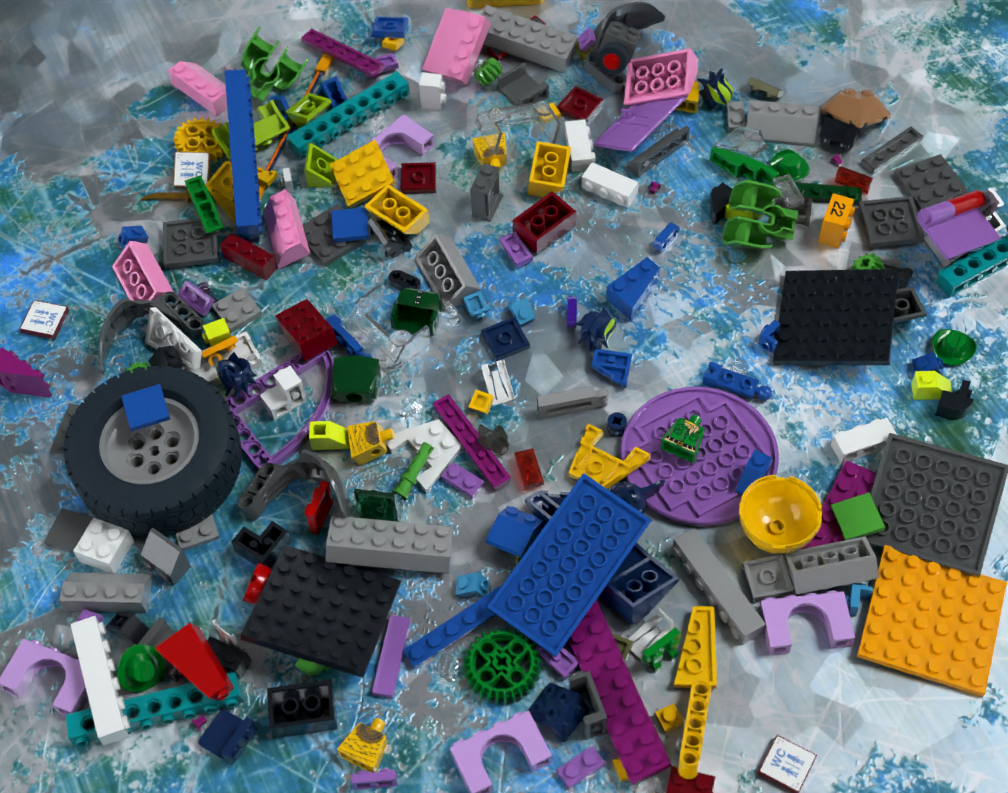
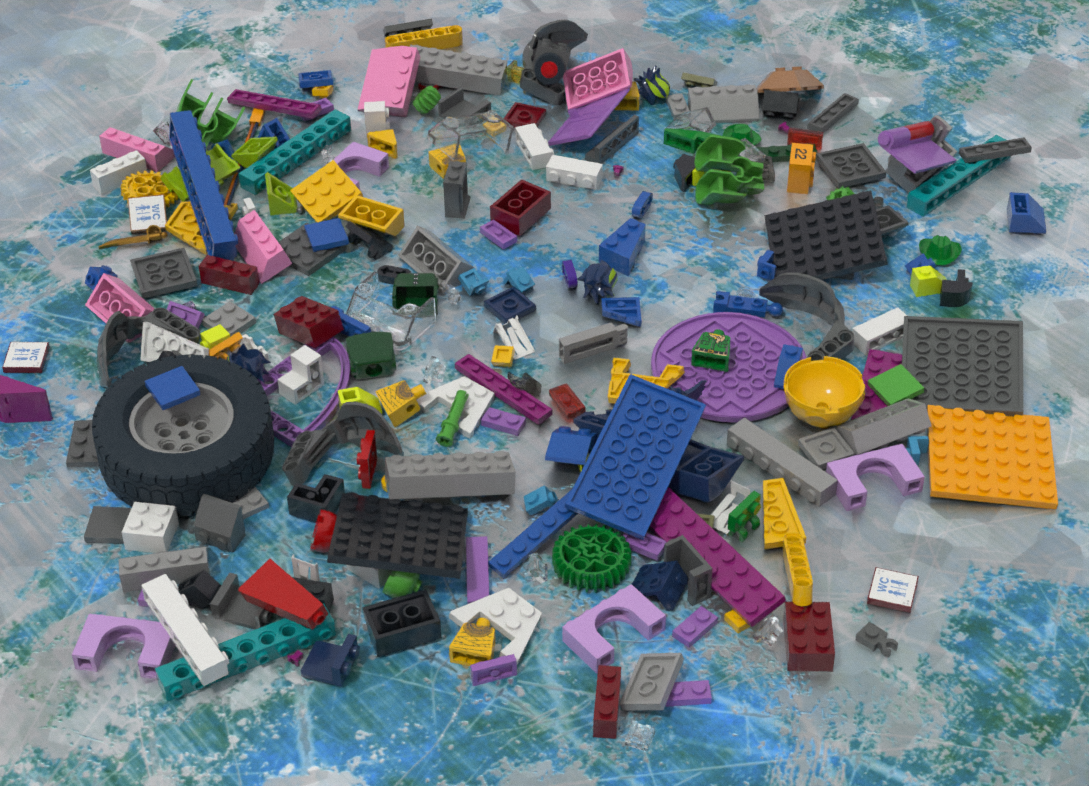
camera: 15 degrees left, 15 degrees down
(140, 668) = (223, 616): green hat -> none
(171, 115) = (110, 175): none -> white brick
(204, 204) = (170, 238): green slope -> none
(379, 505) = (428, 438): clear green slope -> none
(405, 716) = (507, 614): none -> white wing
(418, 178) = (383, 191): dark red tile -> none
(435, 117) = (383, 141): none -> yellow slope
(548, 169) = (510, 165): yellow slope -> none
(586, 39) = (517, 60): medium lavender plate -> none
(616, 429) = (642, 354): dark blue wheel -> none
(669, 718) = (770, 572): yellow plate -> none
(804, 391) = (815, 297): none -> dark grey piece
(930, 181) = (868, 129): dark grey plate -> none

